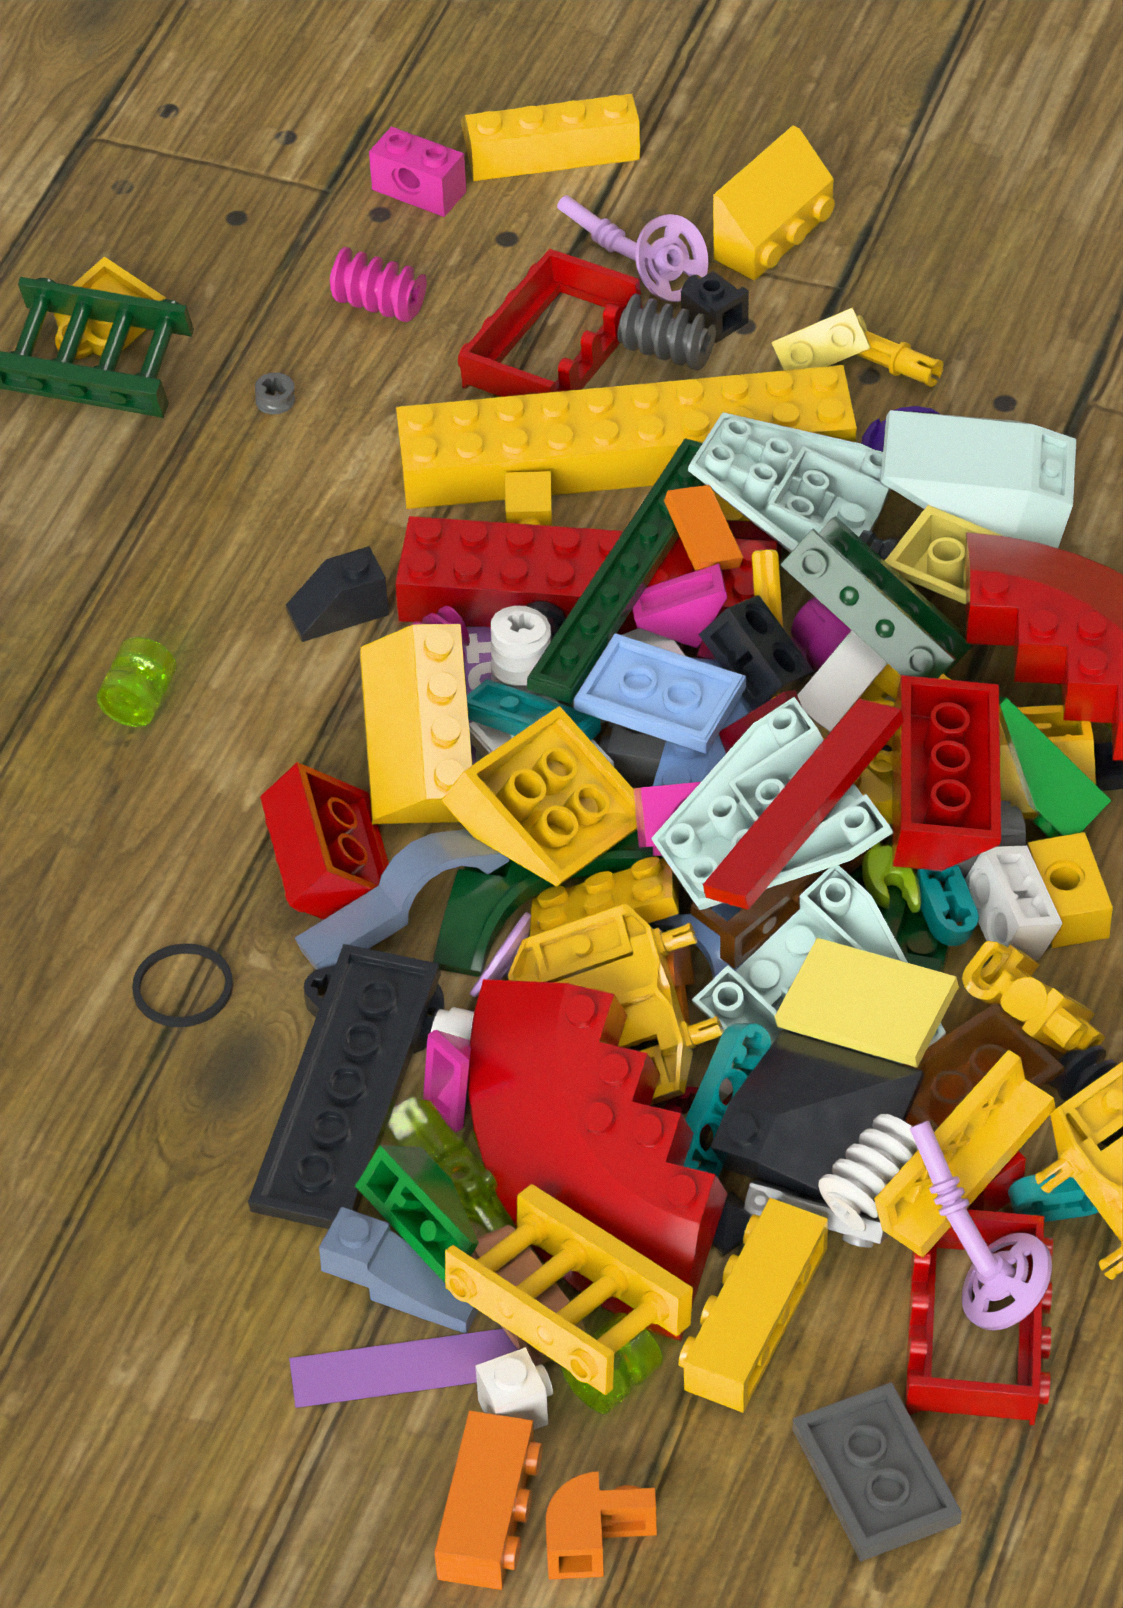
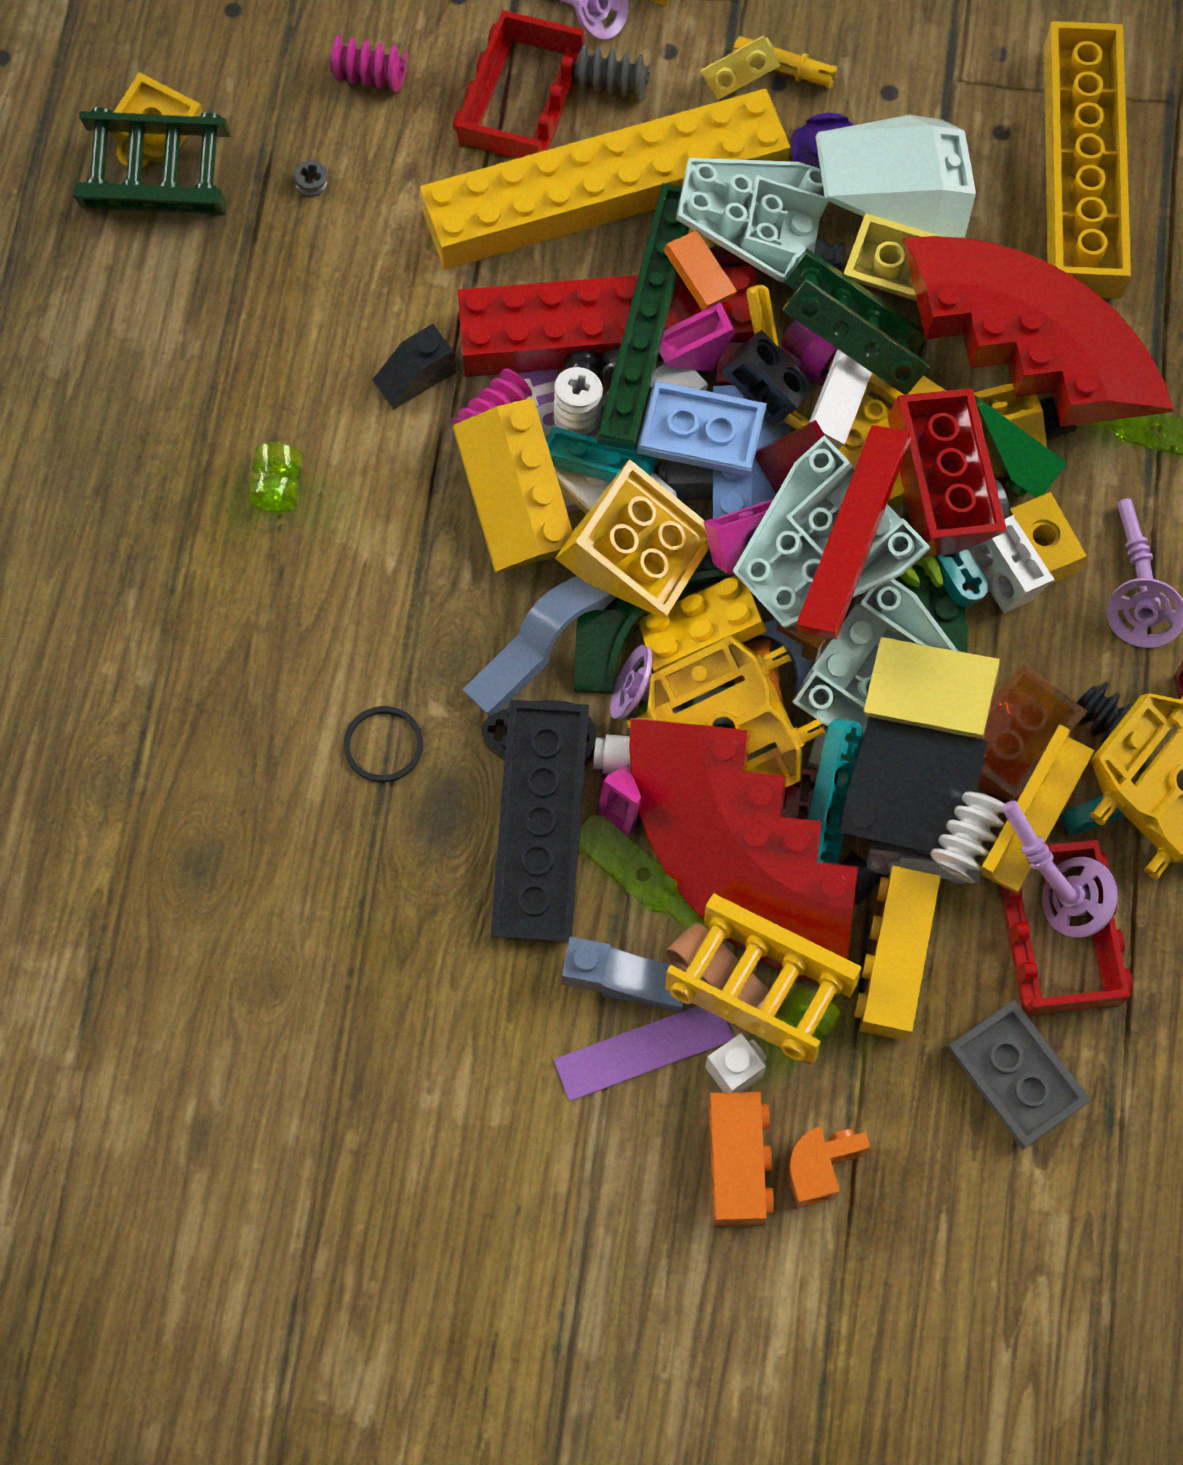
camera: 15 degrees left, 20 degrees up
(323, 840) = (464, 600): red slope -> none
(418, 1203) = (629, 921): green slope -> none
(528, 498) = (545, 255): yellow brick -> none
(713, 297) = (643, 36): black brick -> none
(1044, 1010) = (1048, 654): yellow hips -> none

